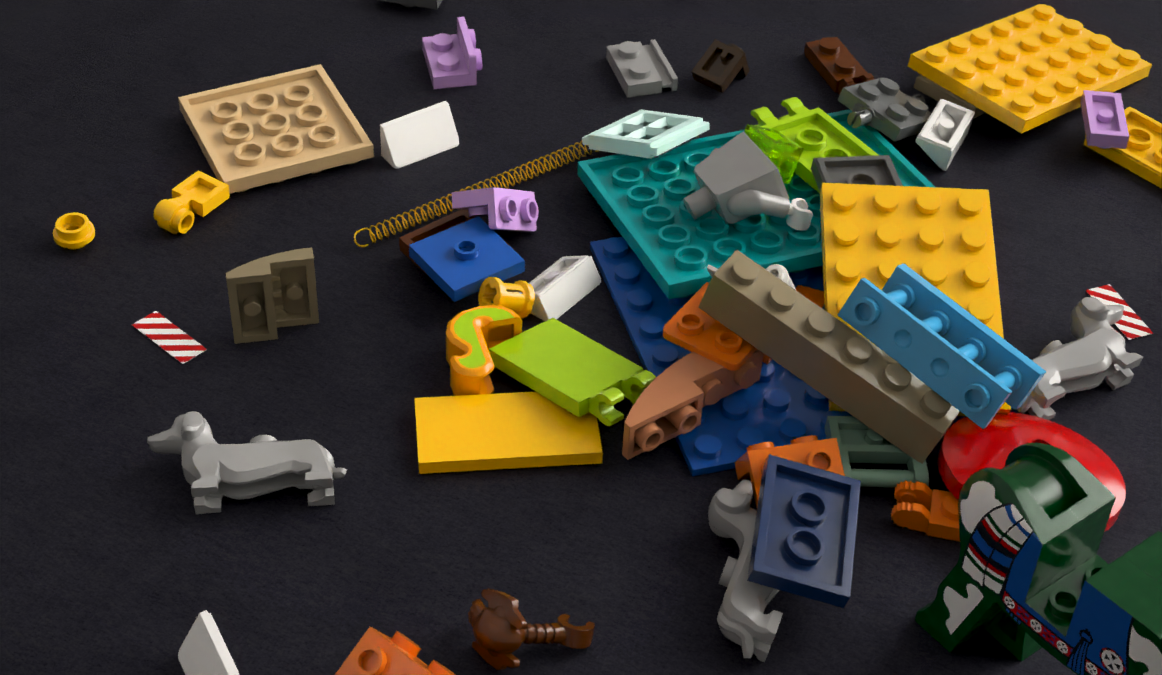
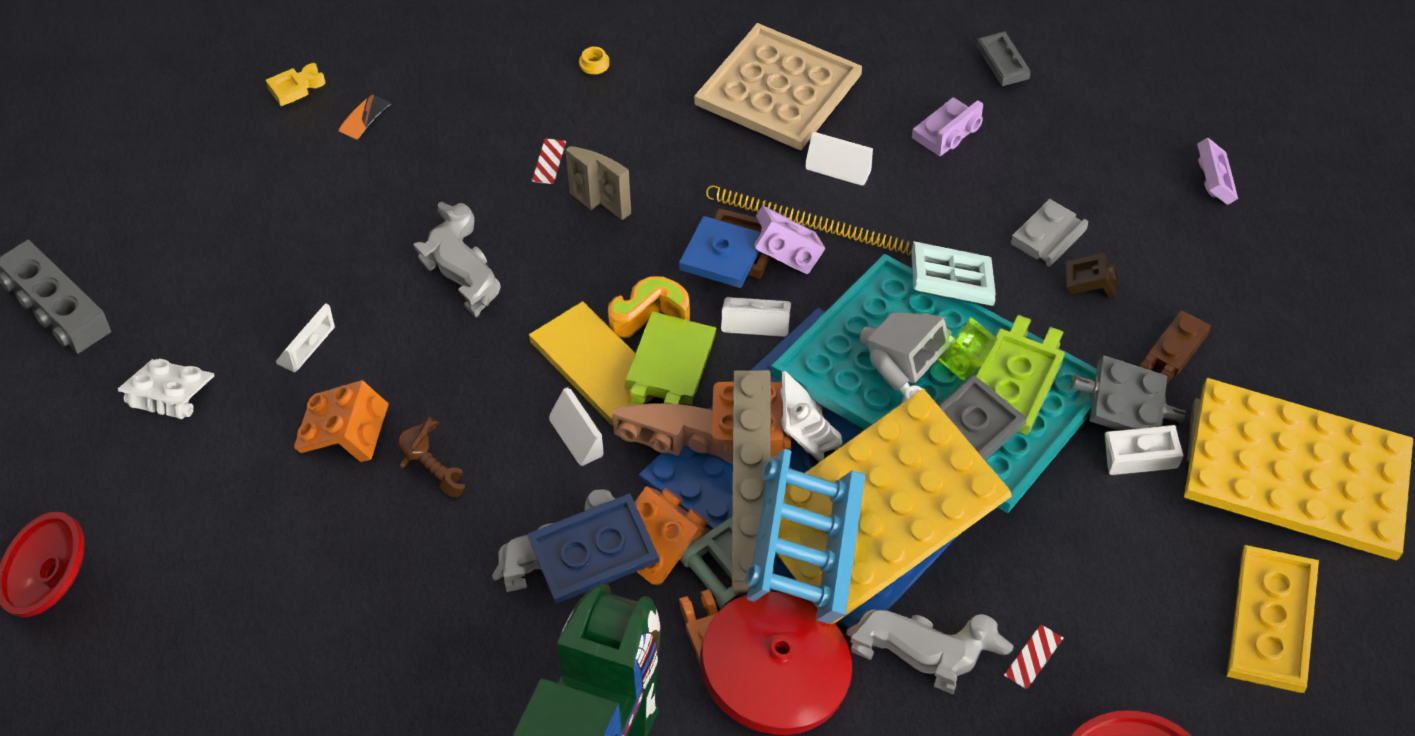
camera: 60 degrees right, 10 degrees up
(195, 194) = (676, 93): yellow plate -> none
(507, 295) = (718, 294): yellow bush -> none
(591, 484) = (576, 428): none -> white slope
(1104, 119) = (1260, 545): lavender plate -> none

